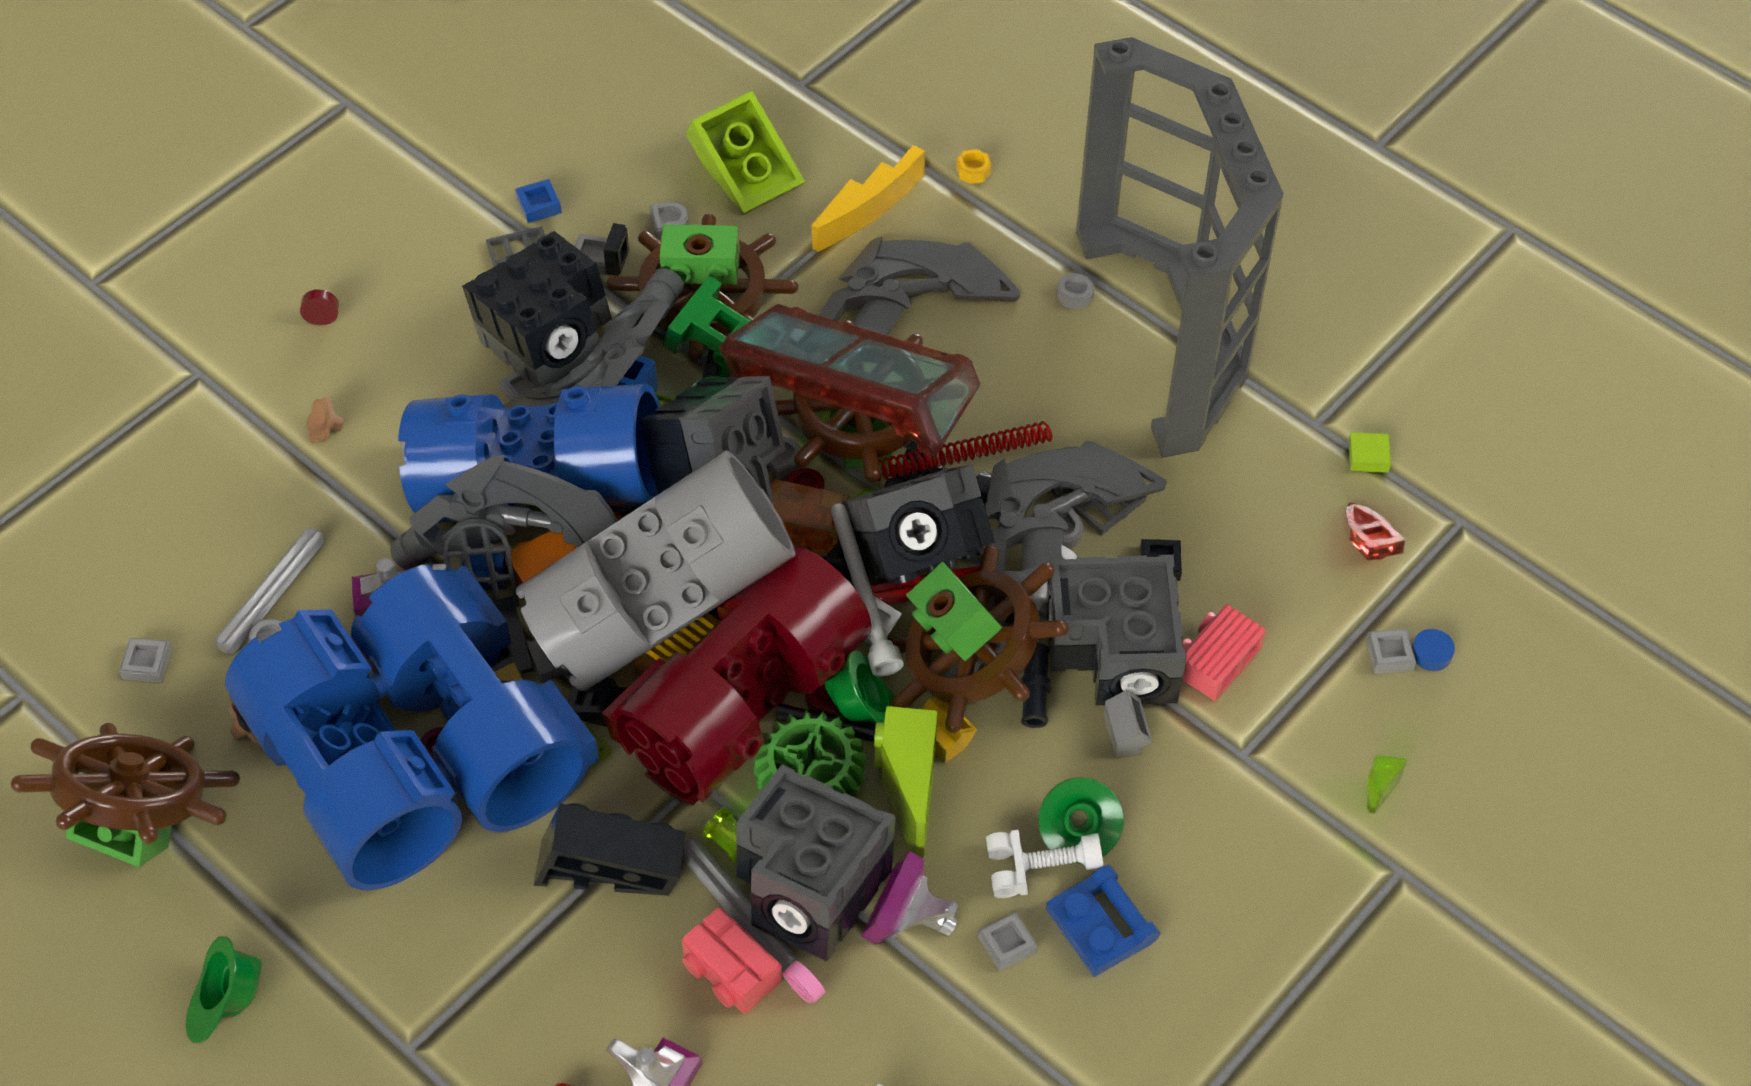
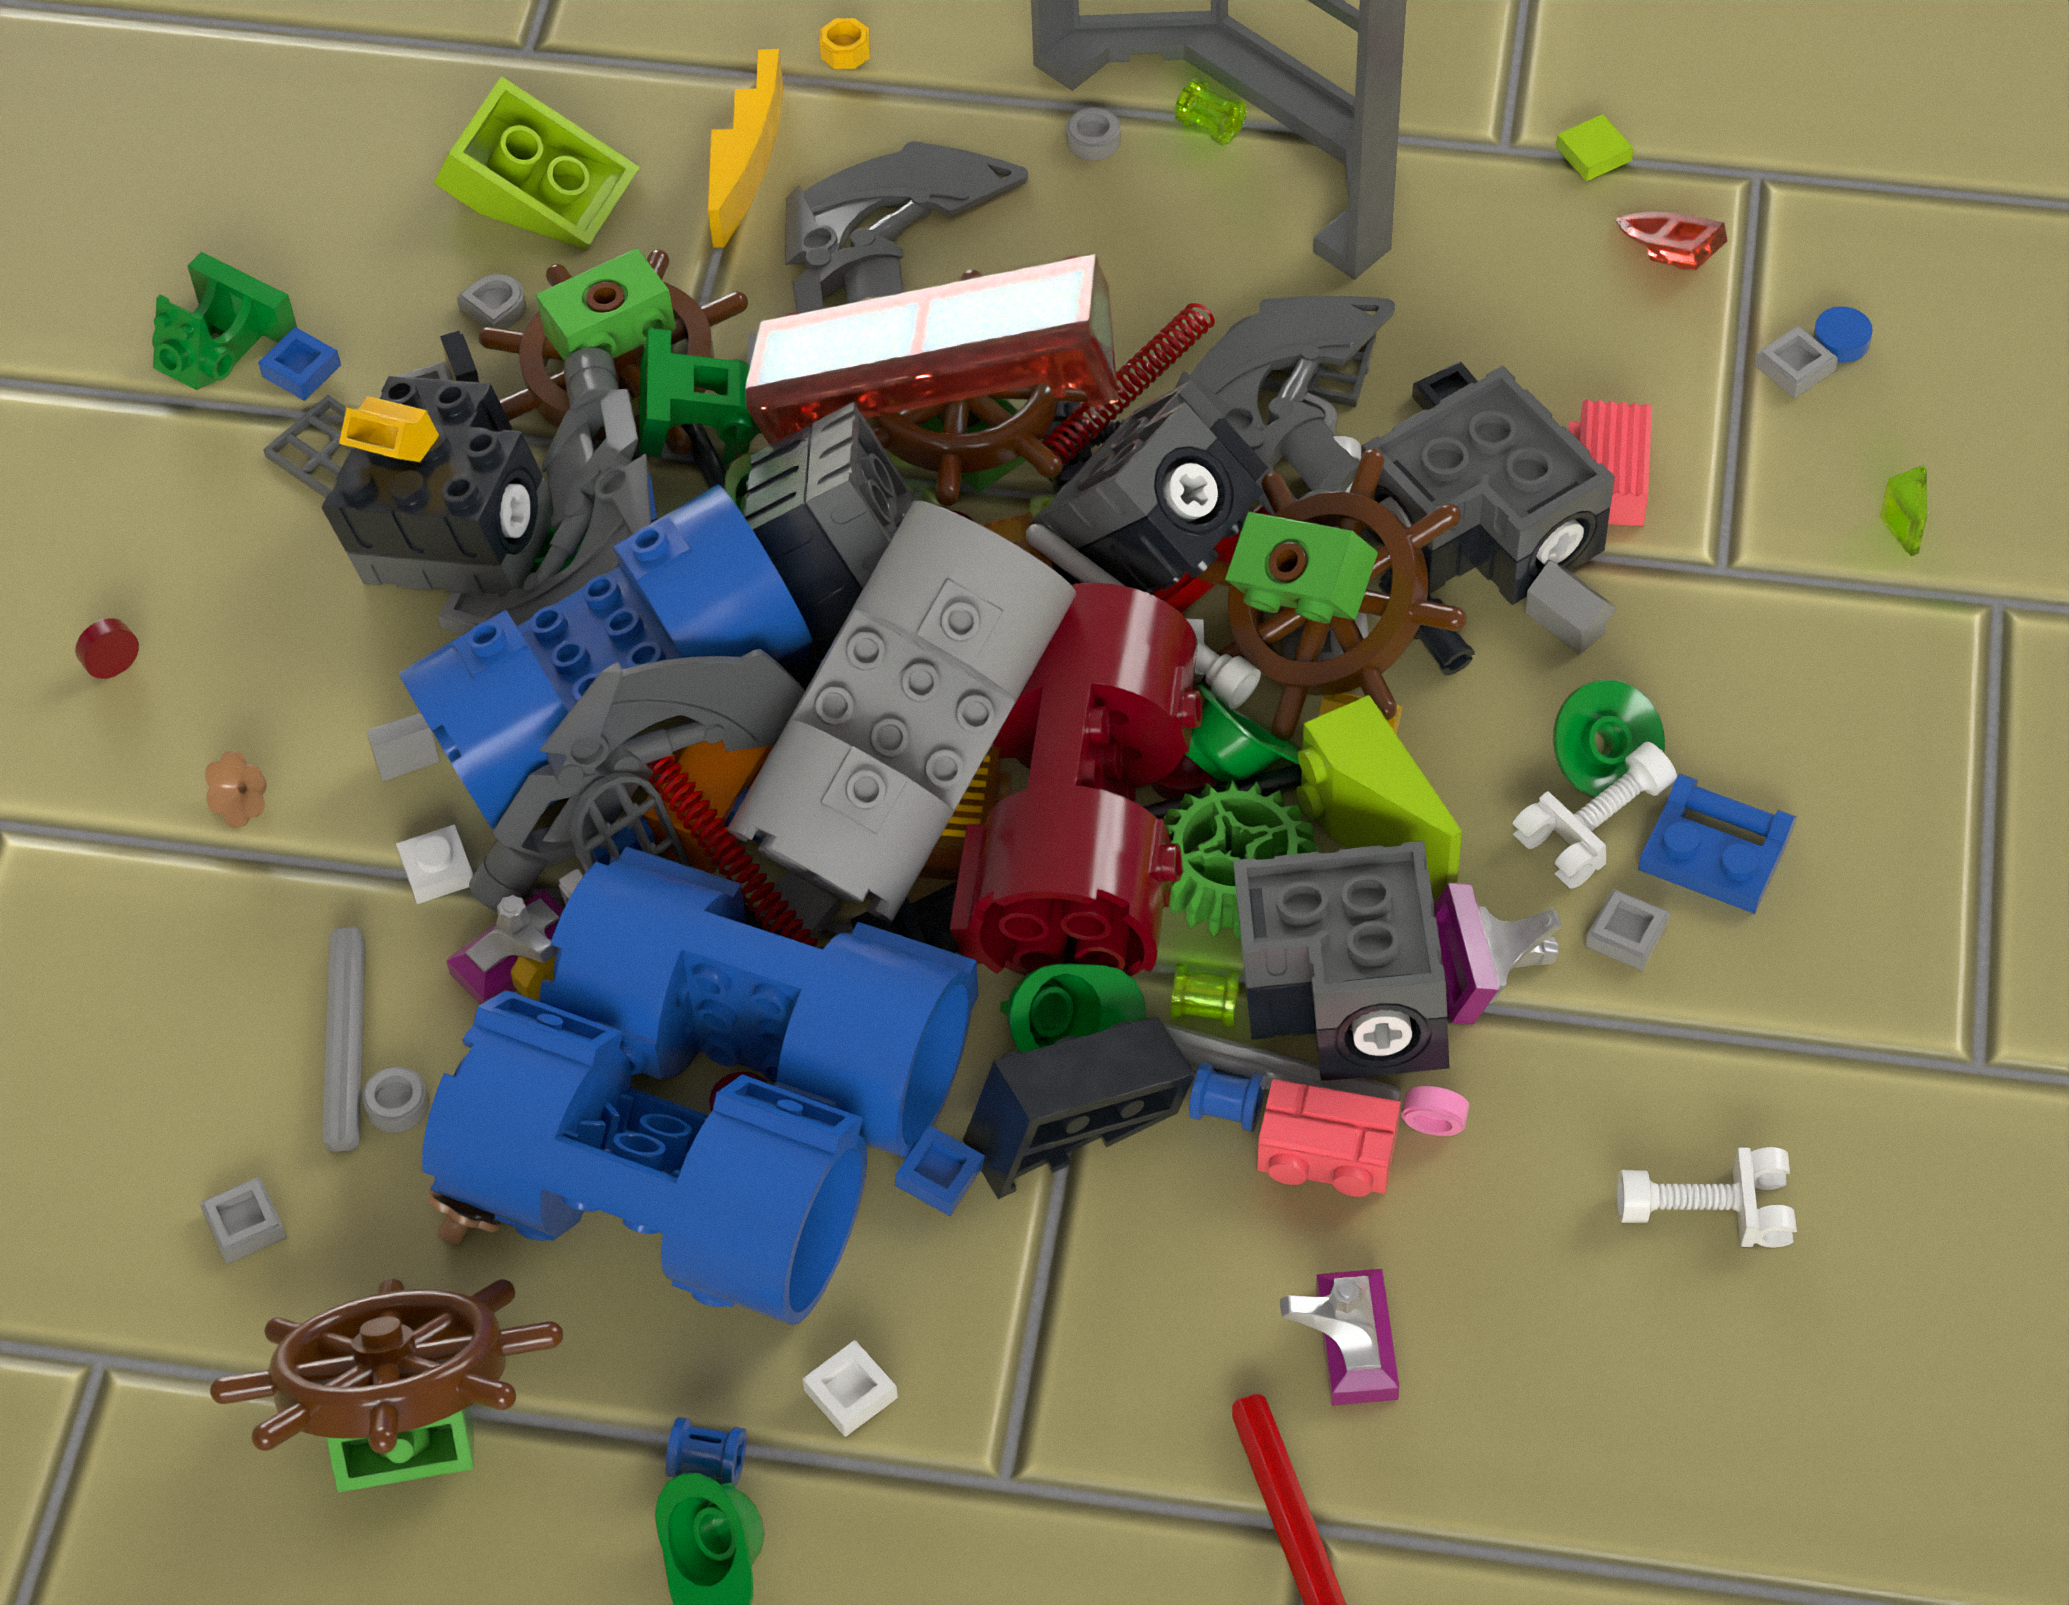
camera: 30 degrees left, 0 degrees up
(263, 933) = (706, 1451): none -> blue bush
(364, 944) = (850, 1388): none -> white plate
(389, 519) = (435, 864): none -> white plate
(490, 165) = (230, 306): none -> green tile
(508, 849) = (939, 1170): none -> blue plate
(516, 261) = (389, 429): none -> yellow piece
(527, 644) = (755, 881): none -> red piece
(645, 797) = (1070, 1002): none -> green piece
(693, 899) = (1227, 1096): none -> blue bush
(1150, 312) = (1221, 131): none -> clear neon green bush

